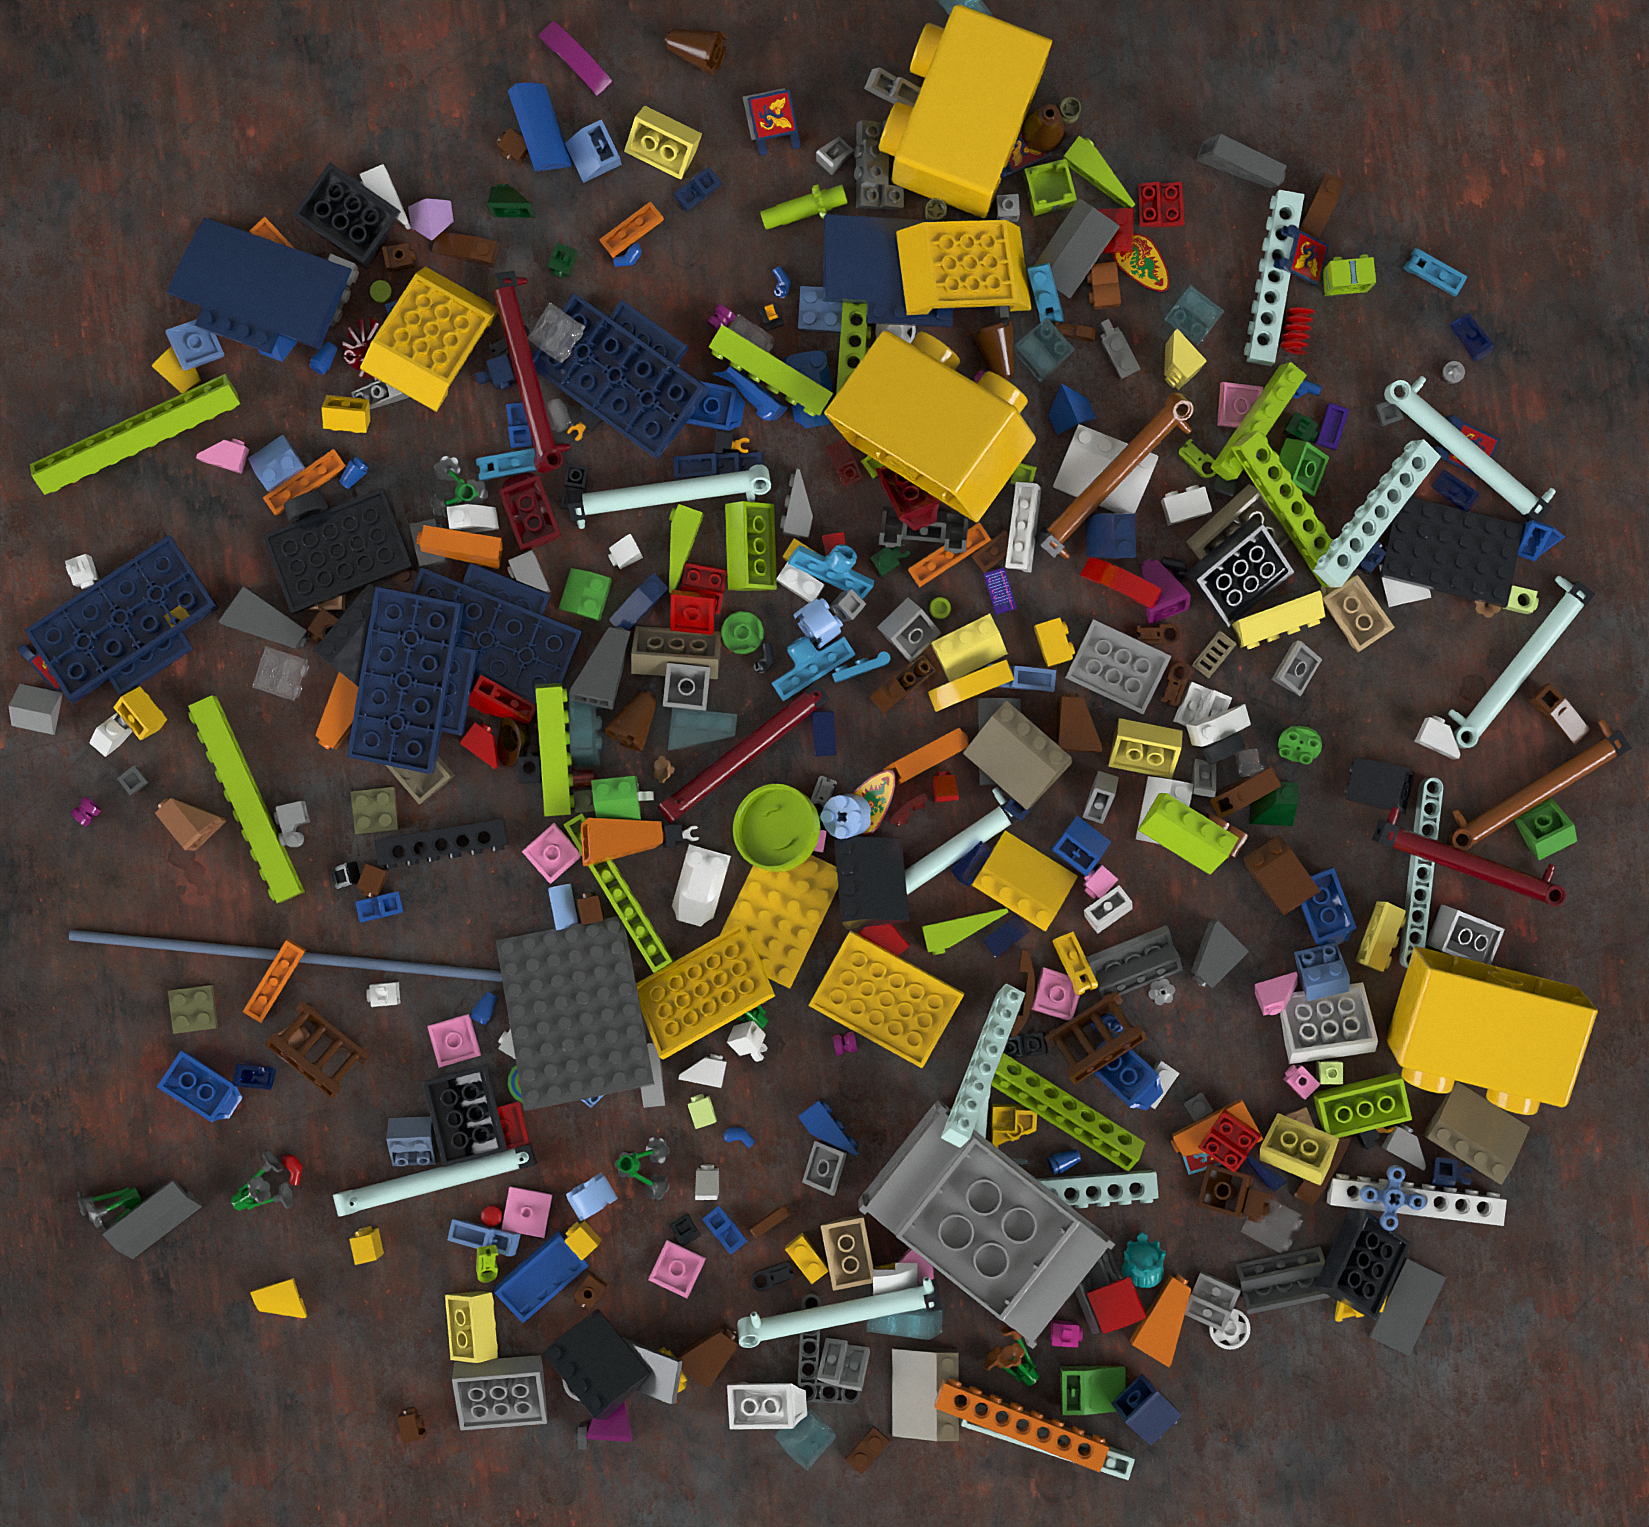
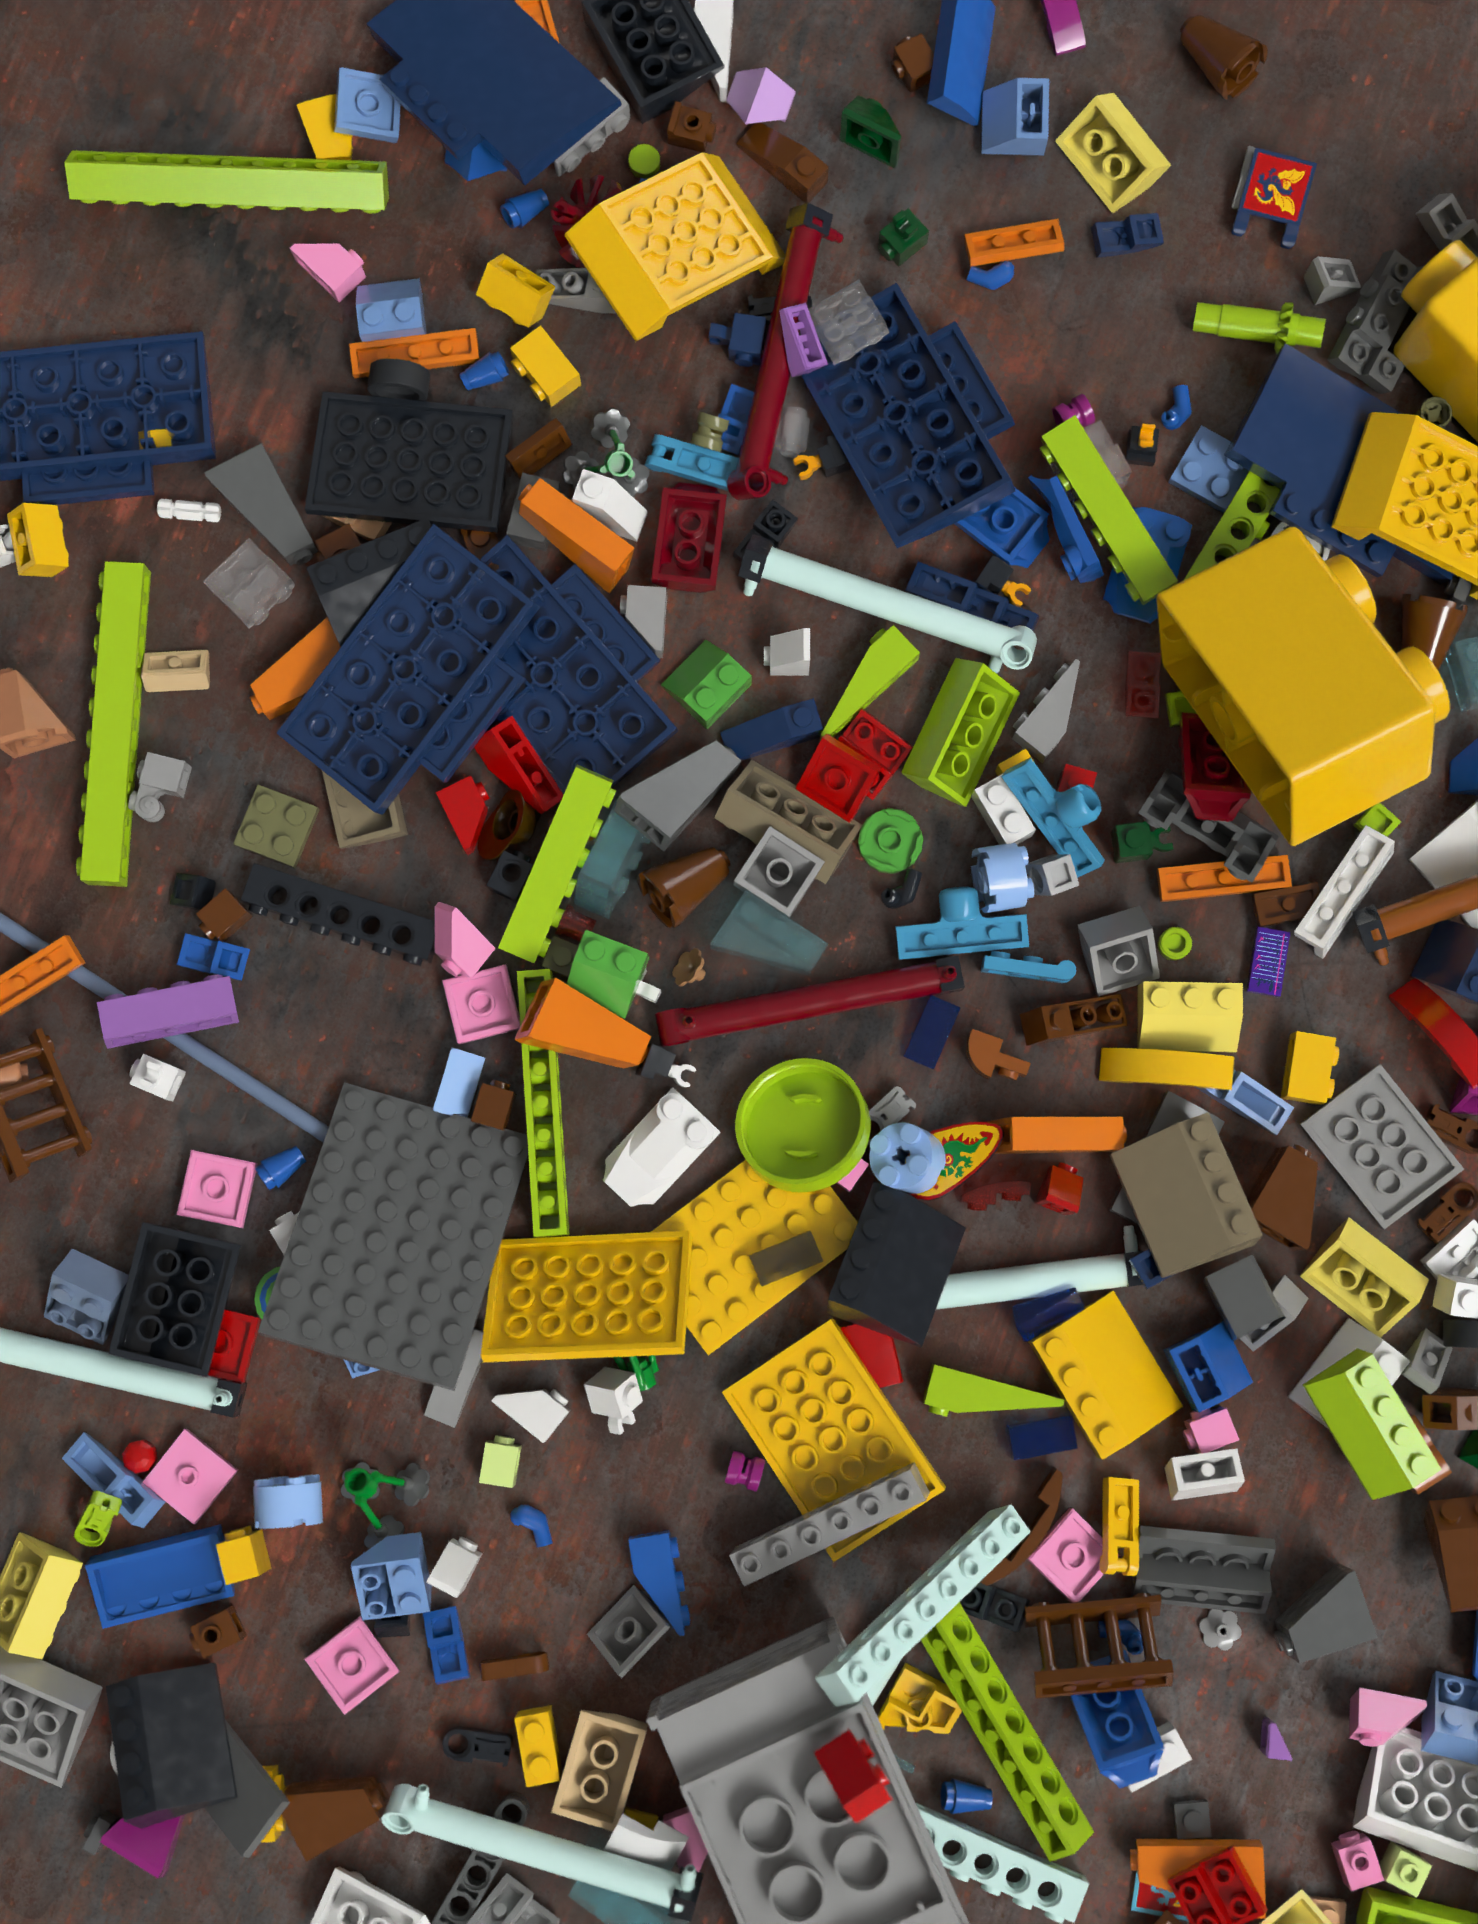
camera: 30 degrees right, 5 degrees down
(82, 571) = (64, 320): white brick -> none
(220, 648) = (189, 510): none -> white axle
(264, 748) = (176, 671): none -> tan slope
(370, 953) = (167, 1011): none -> medium lavender brick
(388, 451) = (544, 366): none -> yellow brick
(411, 504) = (539, 449): none -> reddish brown plate
(508, 441) = (709, 431): none -> olive wheel
(520, 824) = (459, 942): none -> bright pink slope
(546, 364) = (802, 351): none -> medium lavender slope
(674, 1207) = (393, 1578): none -> medium blue slope
(806, 909) = (786, 1258): none -> clear smoke tile
(861, 731) = (985, 1055): none -> dark orange brick
(908, 1048) = (829, 1524): none -> light grey brick
(988, 1179) = (853, 1776): none -> red brick
(1080, 796) = (1242, 1297): none -> dark grey slope
(1222, 1040) = (1272, 1743): none -> medium lavender slope

